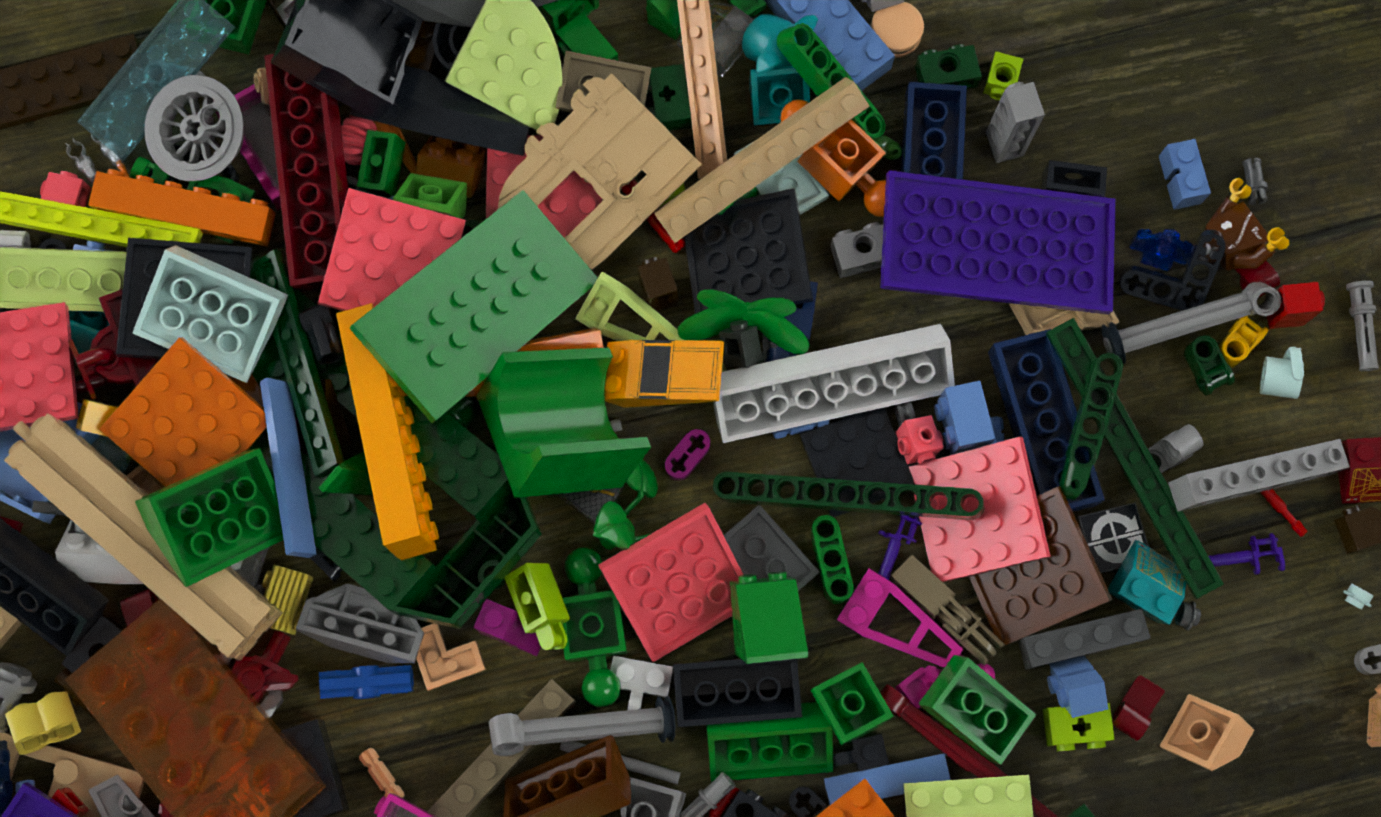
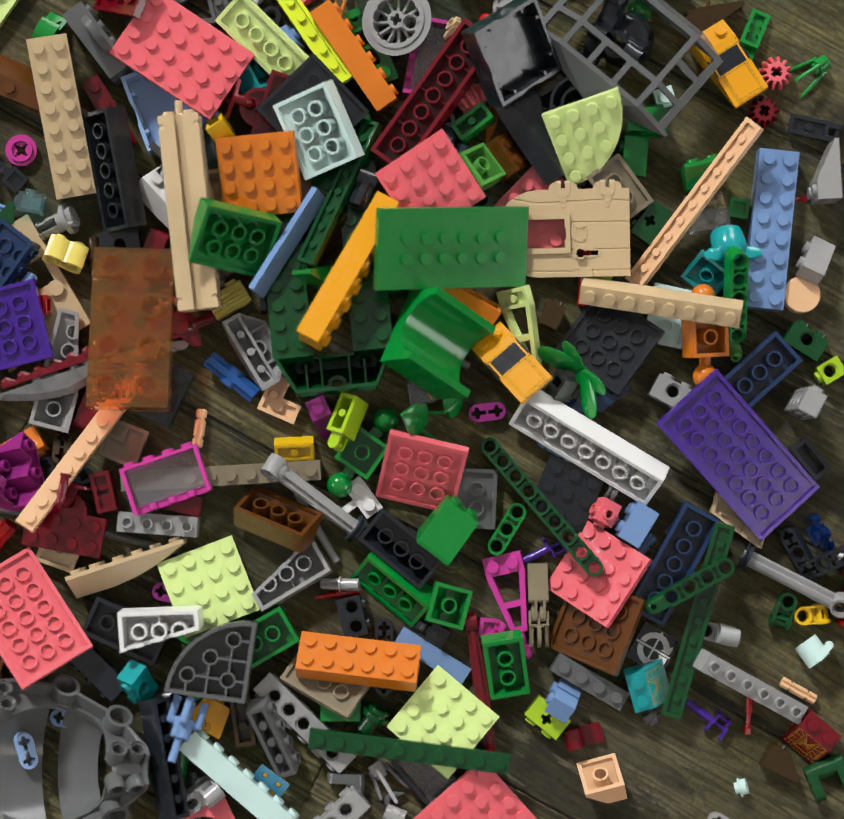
camera: 45 degrees right, 10 degrees up
(512, 693) = (295, 448): none -> yellow slope
(1308, 435) = (798, 690): none -> light nougat axle

